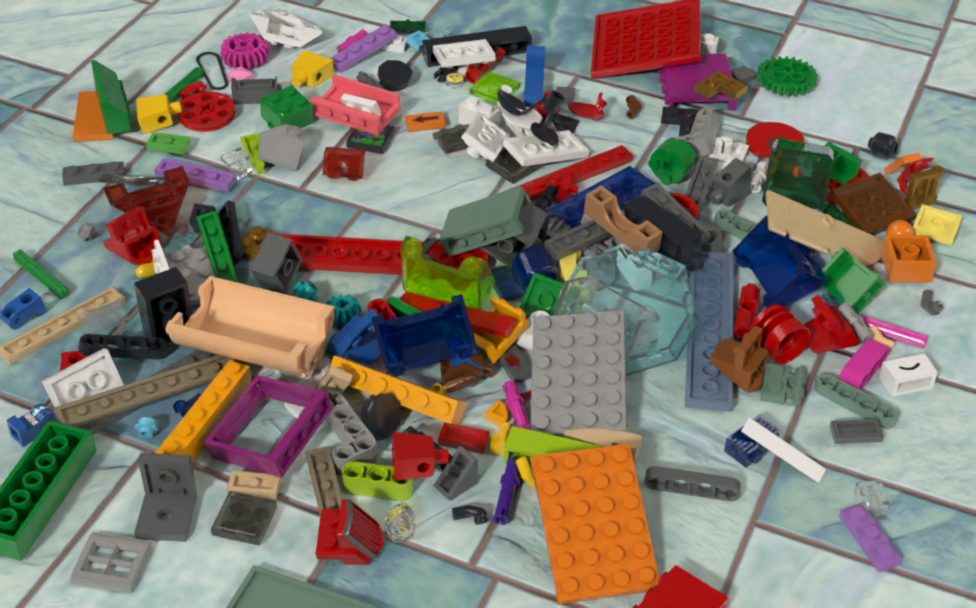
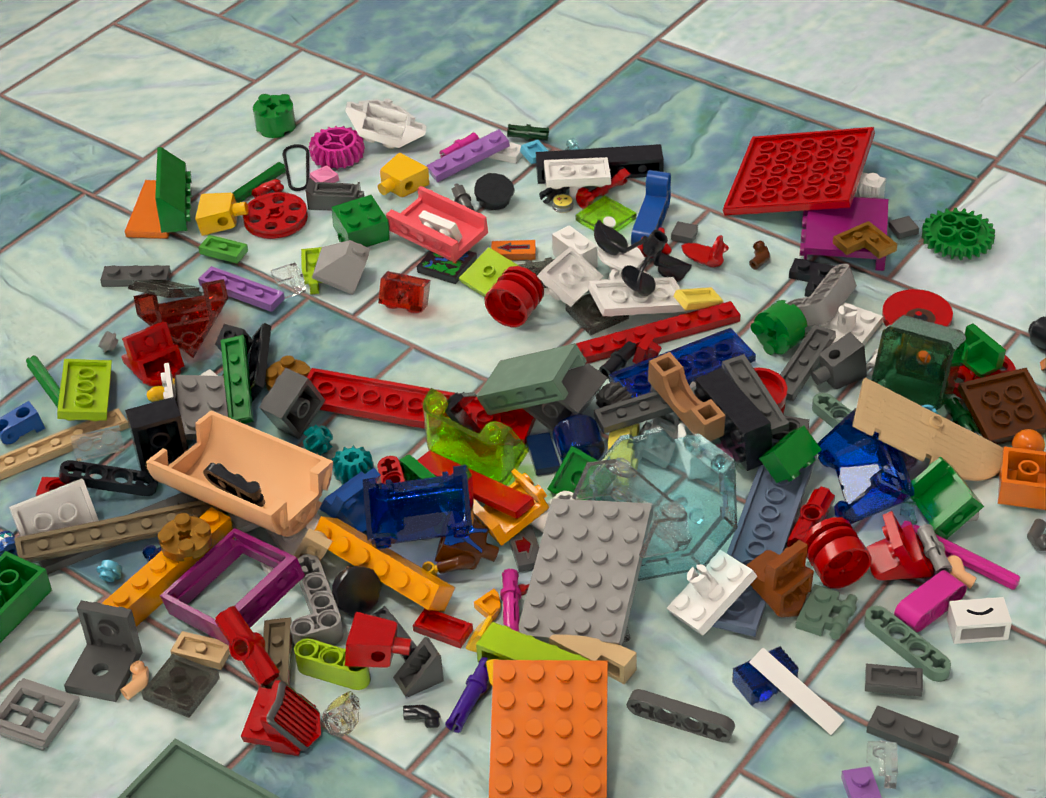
camera: 15 degrees right, 0 degrees up
(78, 273) = (84, 390): none -> lime plate
(181, 29) = (274, 115): none -> green brick
(203, 519) = (139, 680): none -> light nougat arm
(211, 378) = (185, 526): none -> pearl gold plate
(239, 332) = (234, 484): none -> black plate
(291, 462) = (241, 636): none -> red piece
(412, 142) = (485, 271): none -> lime plate
(442, 157) = (514, 296): none -> red wheel
(594, 145) = (697, 298): none -> light yellow tile
(688, 378) = (711, 591): none -> white plate
(718, 260) = (790, 455): none -> green brick
(889, 473) = (912, 734): none -> dark grey plate

